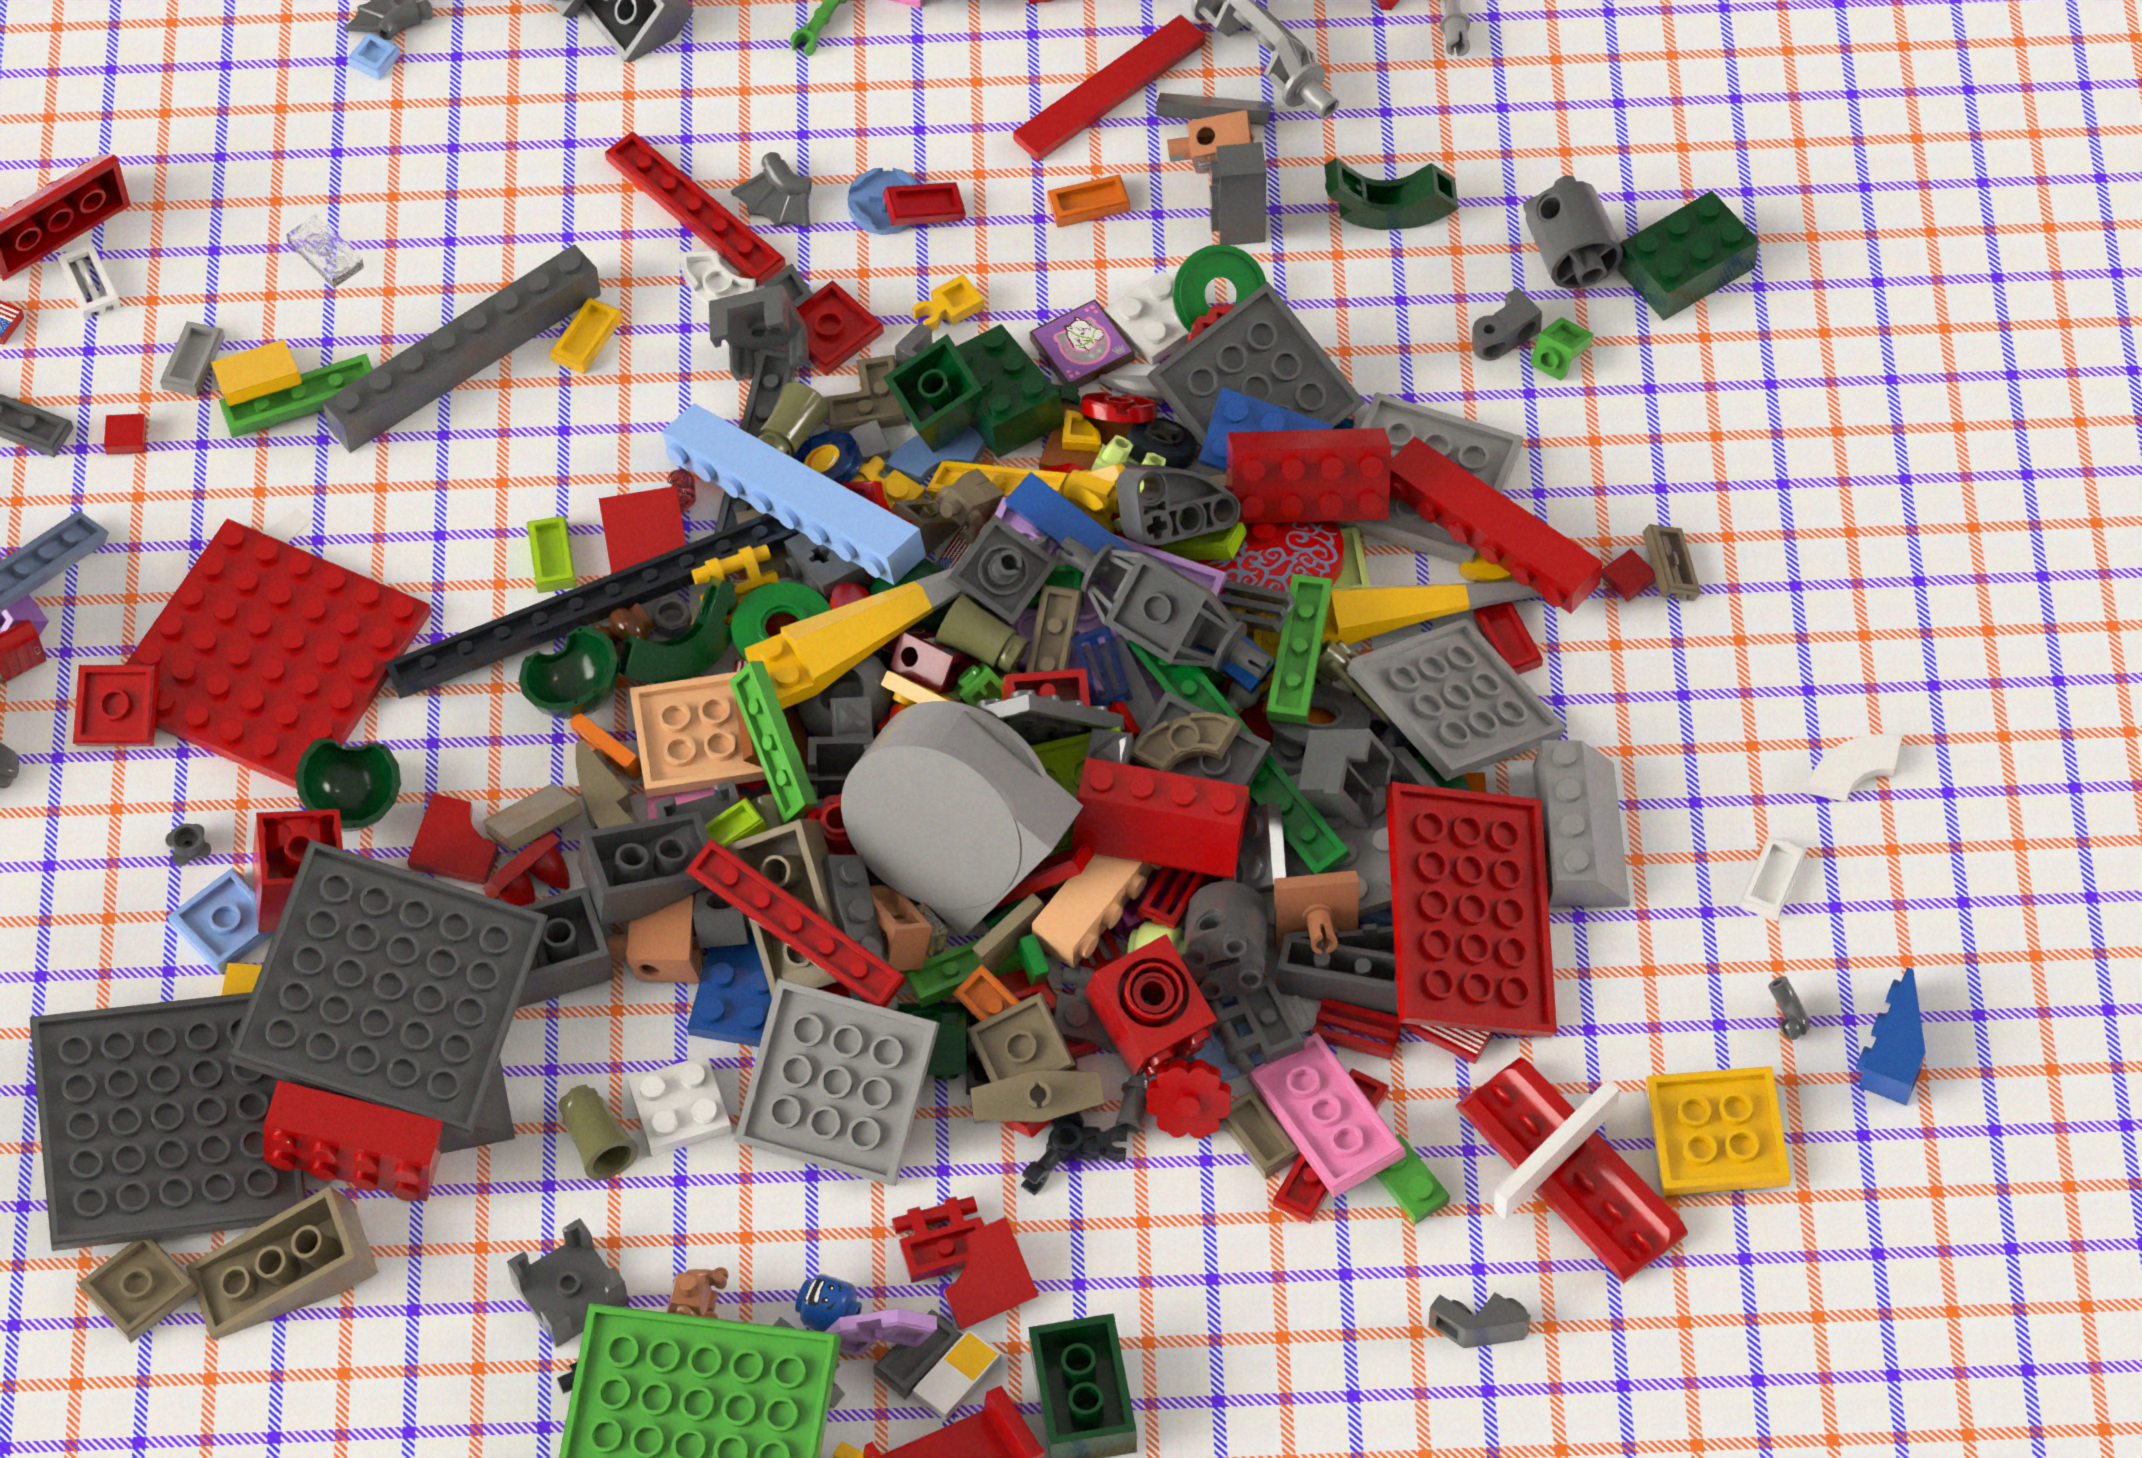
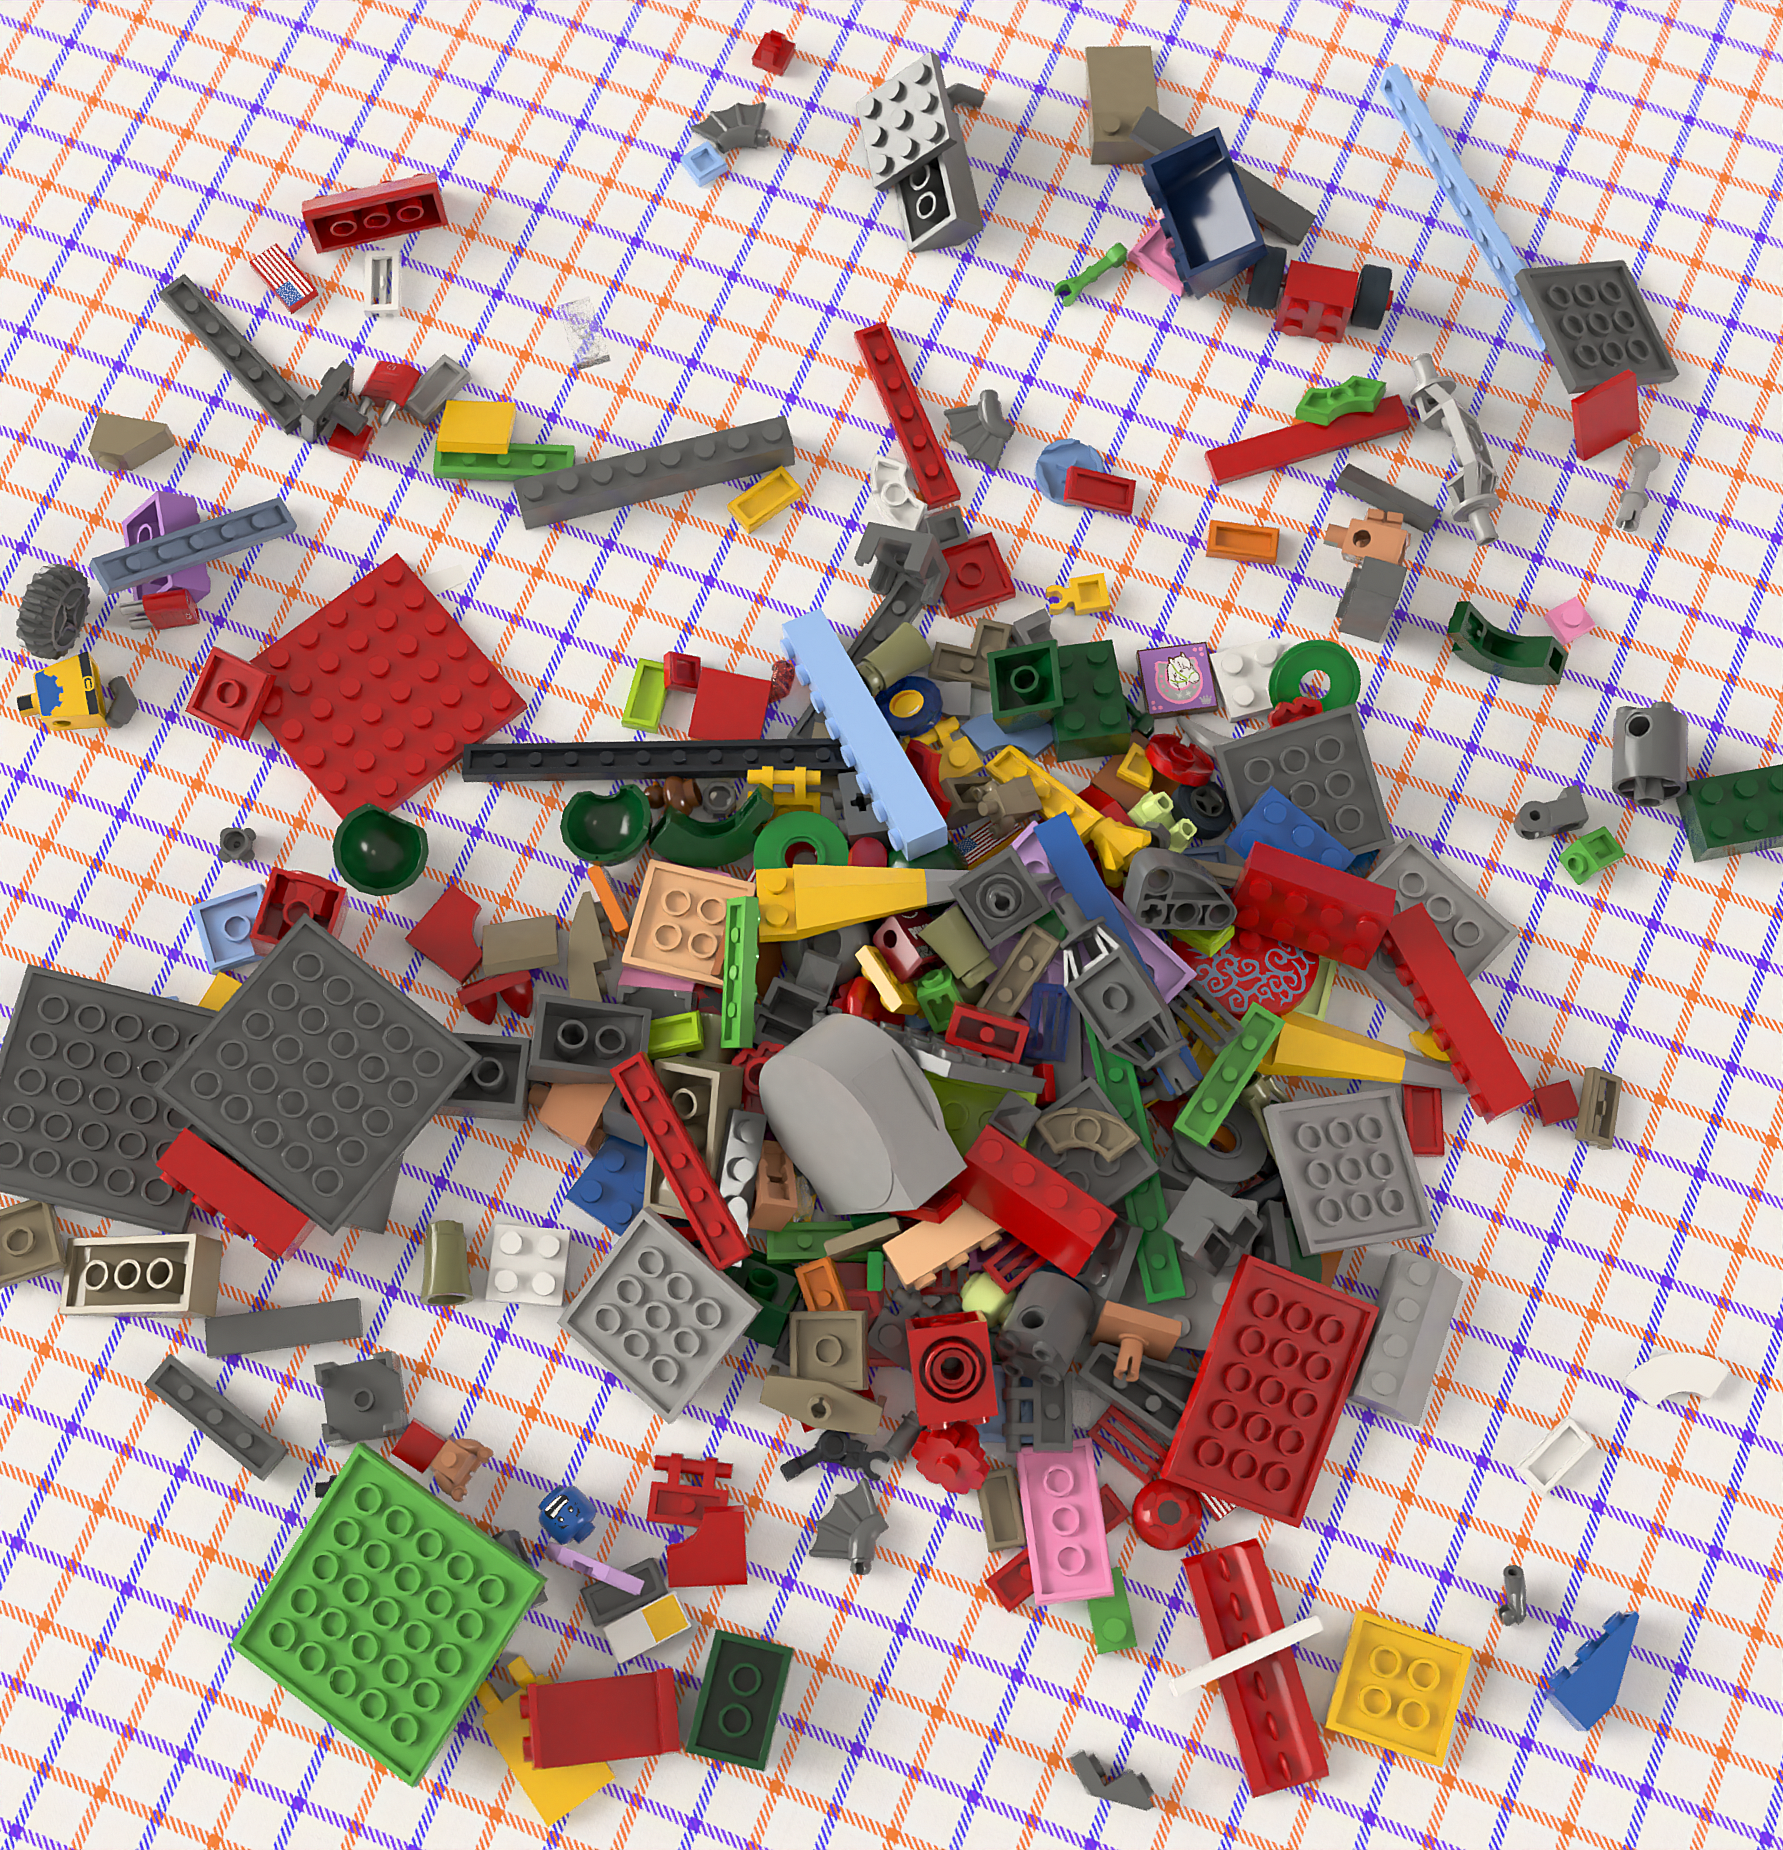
camera: 20 degrees right, 15 degrees up
(93, 403) = (331, 404): none -> dark grey plate
(144, 371) = (388, 388): none -> red piece
(424, 1361) = (216, 1417): none -> dark grey plate
(453, 1258) = (283, 1328): none -> dark grey tile
(578, 517) = (681, 672): none -> red tile
(647, 1293) = (418, 1445): none -> red tile
(1117, 45) = (1326, 404): none -> bright green tile
(1119, 1209) = (851, 1529): none -> dark grey arm
(1423, 1090) = (1152, 1529): none -> red piece
(1443, 152) = (1569, 621): none -> bright pink plate

